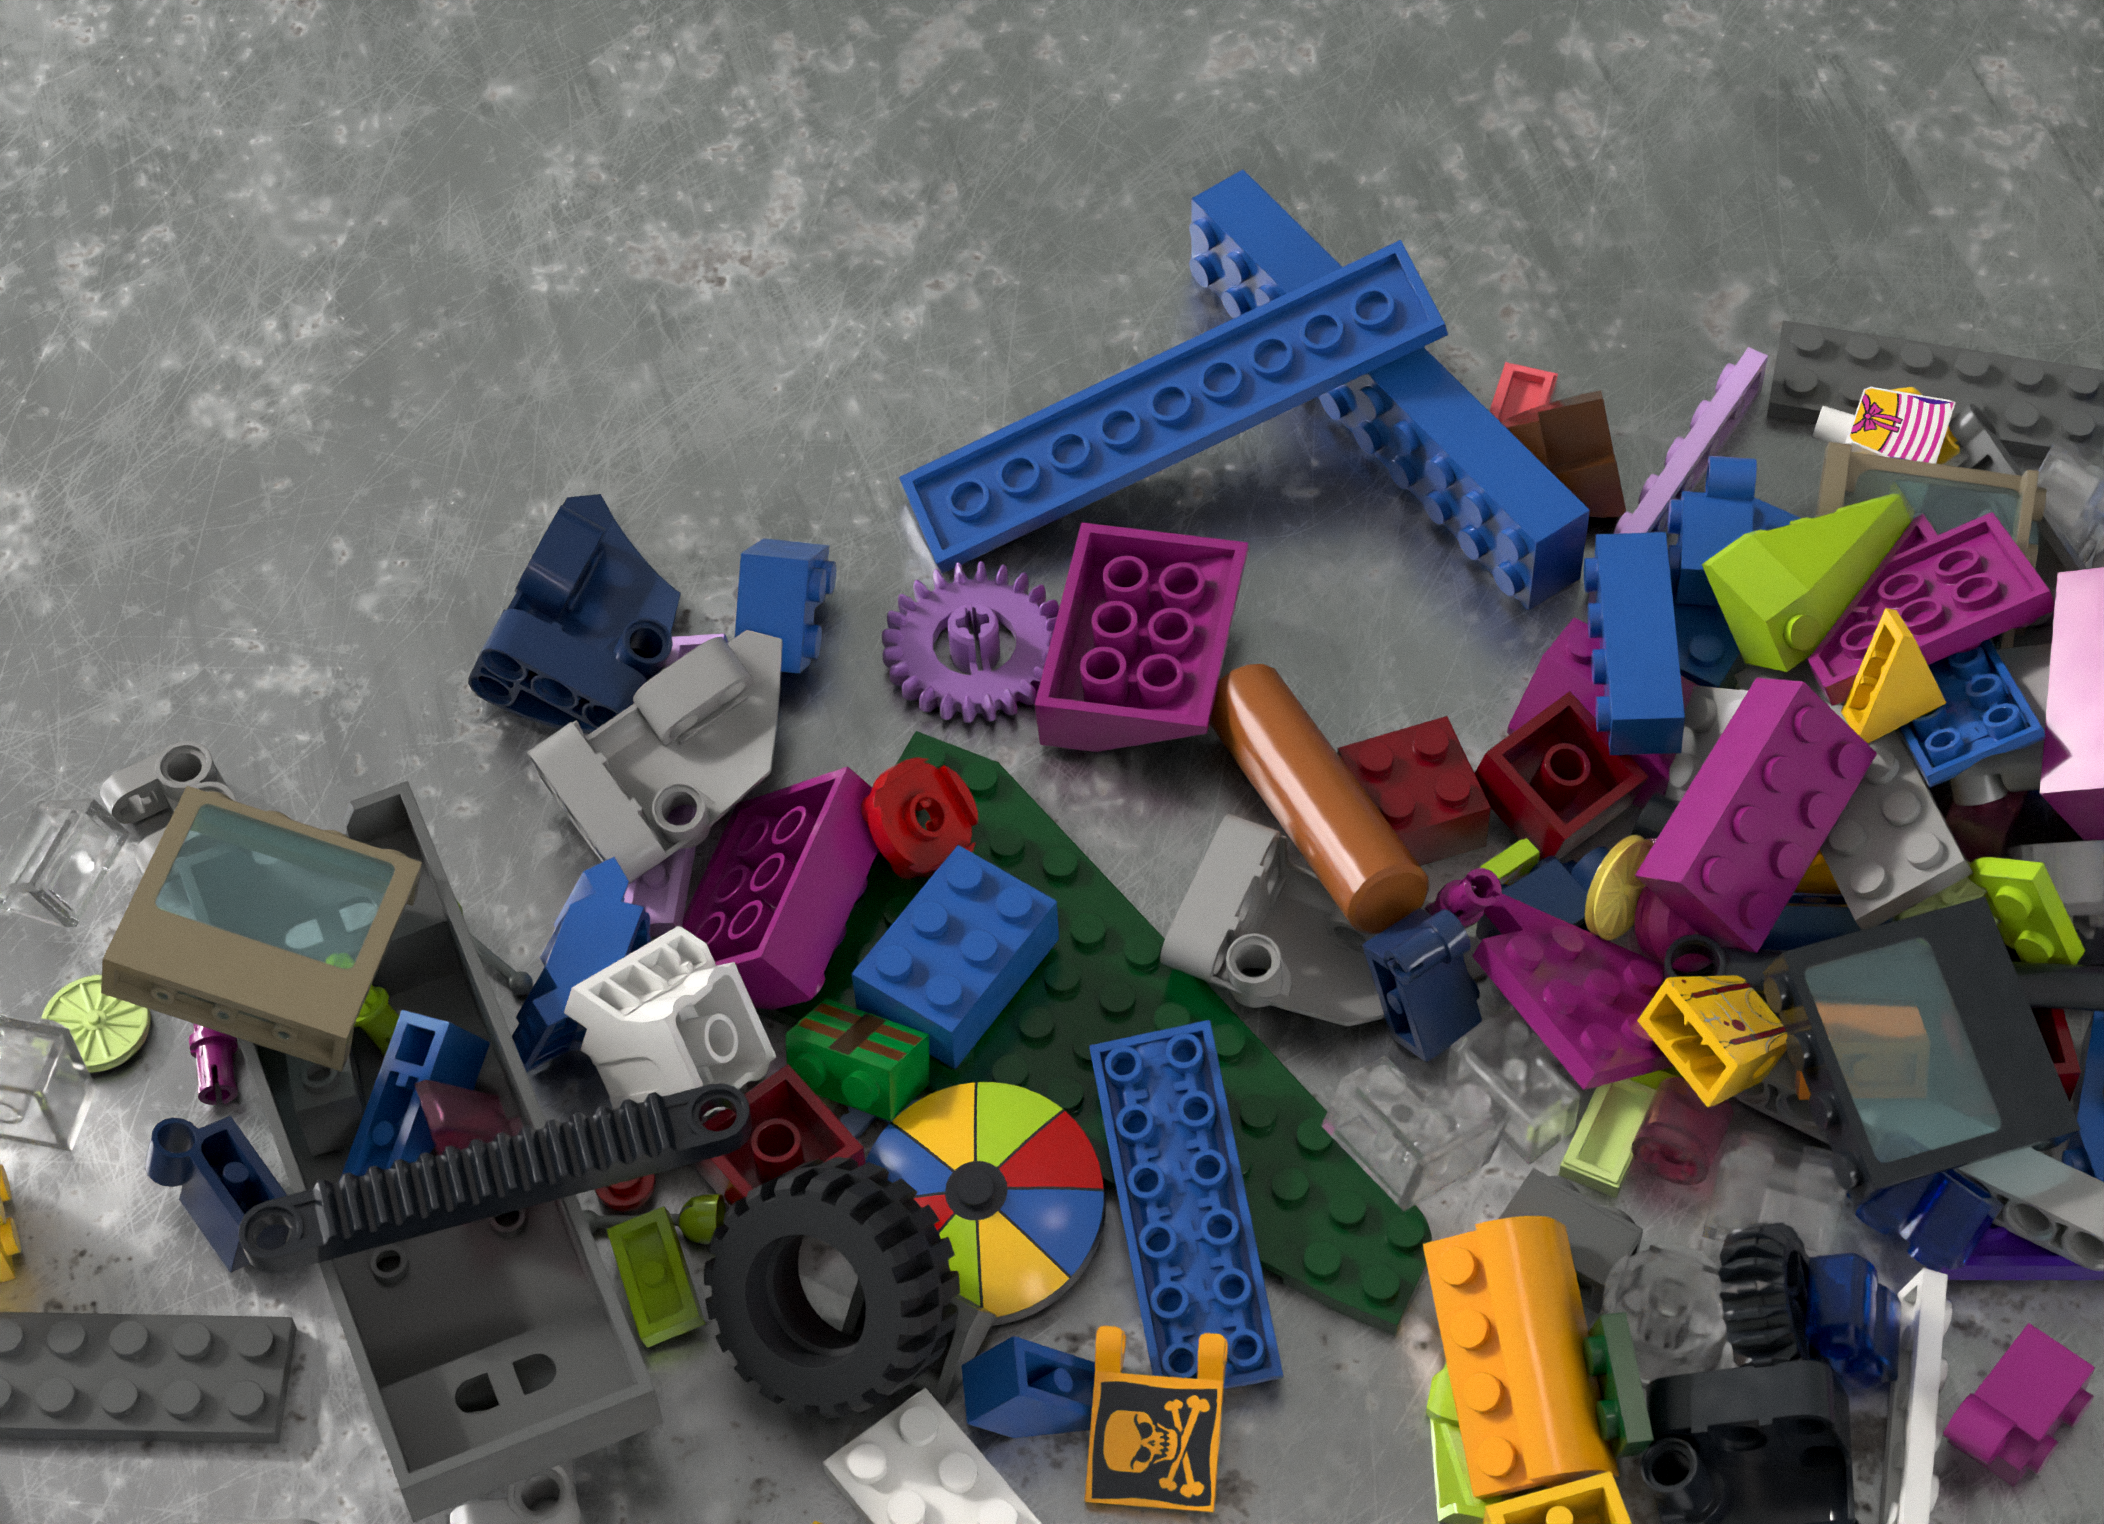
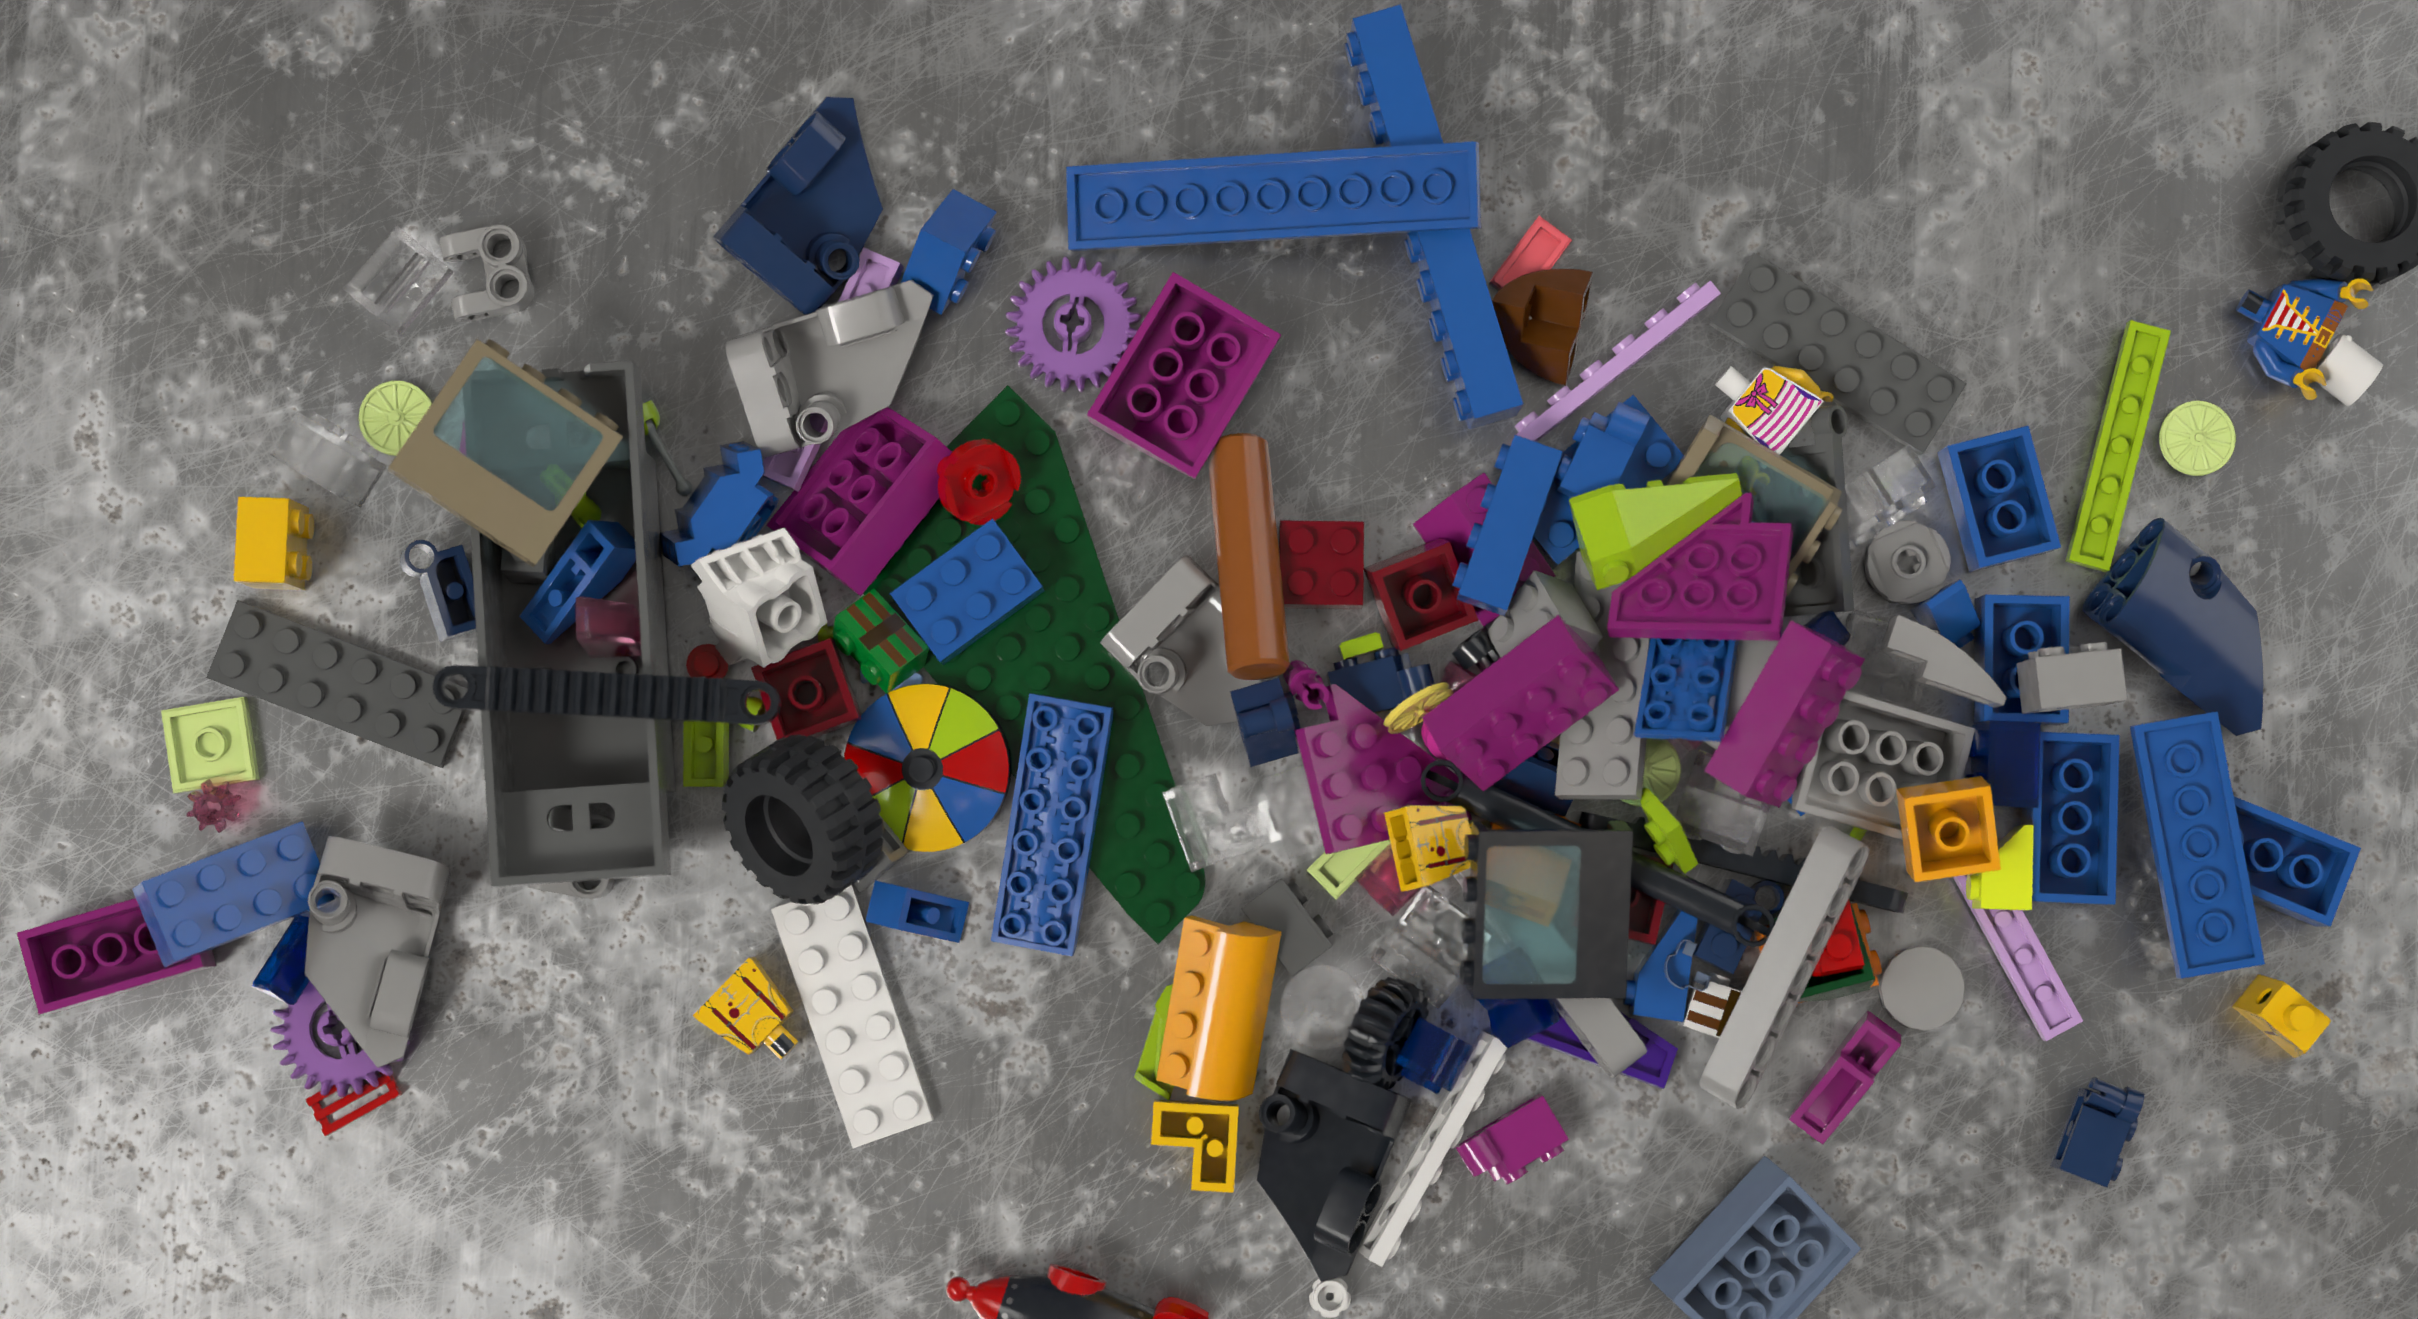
camera: 15 degrees right, 30 degrees up
(1155, 1435) = (978, 966): flag -> none
(1623, 1409) = (1268, 1036): dark green plate -> none
(1891, 682) = (1648, 650): yellow slope -> none

